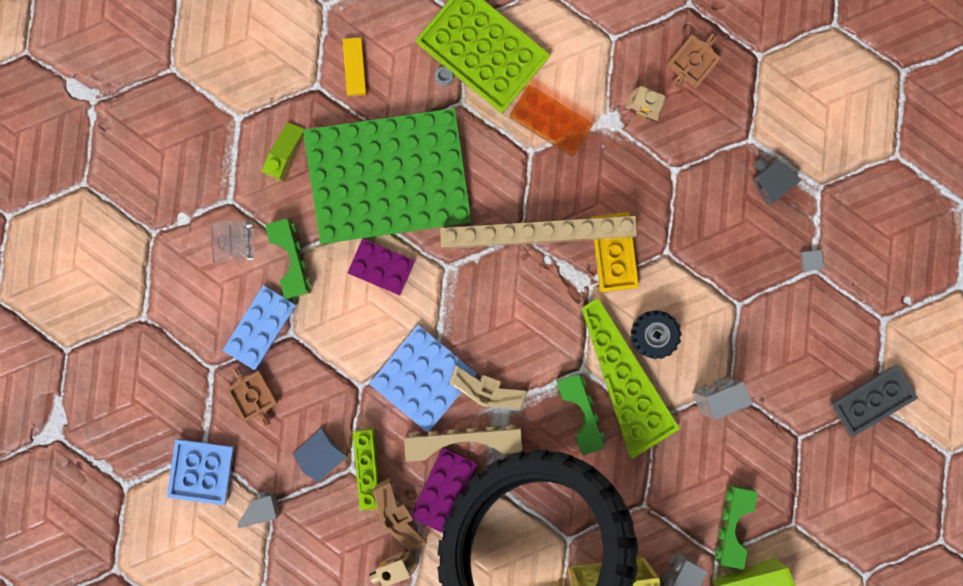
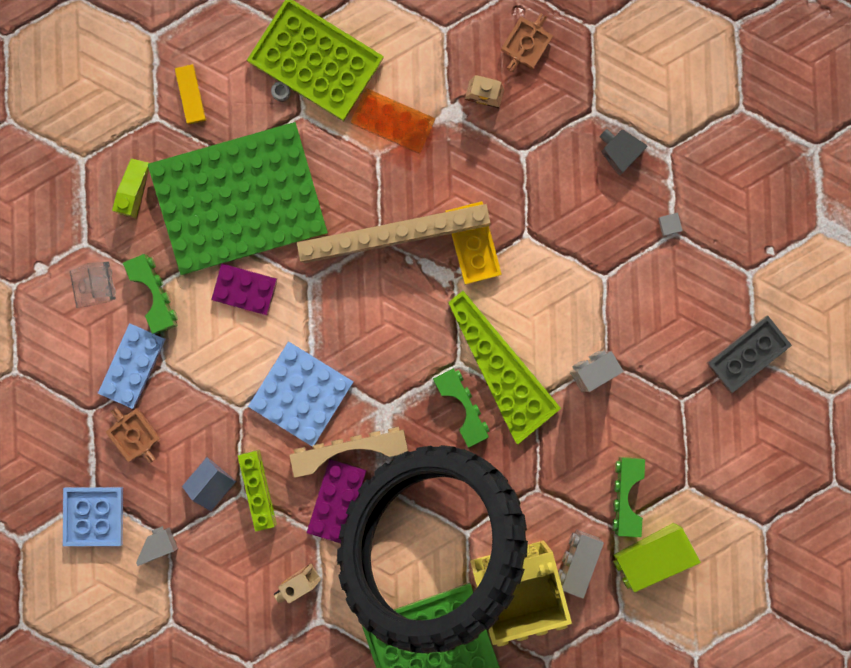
camera: 10 degrees left, 0 degrees up
(396, 516) = (292, 533): medium nougat plate -> none
(487, 390) = (365, 397): tan plate -> none
(656, 334) = (524, 318): black wheel -> none

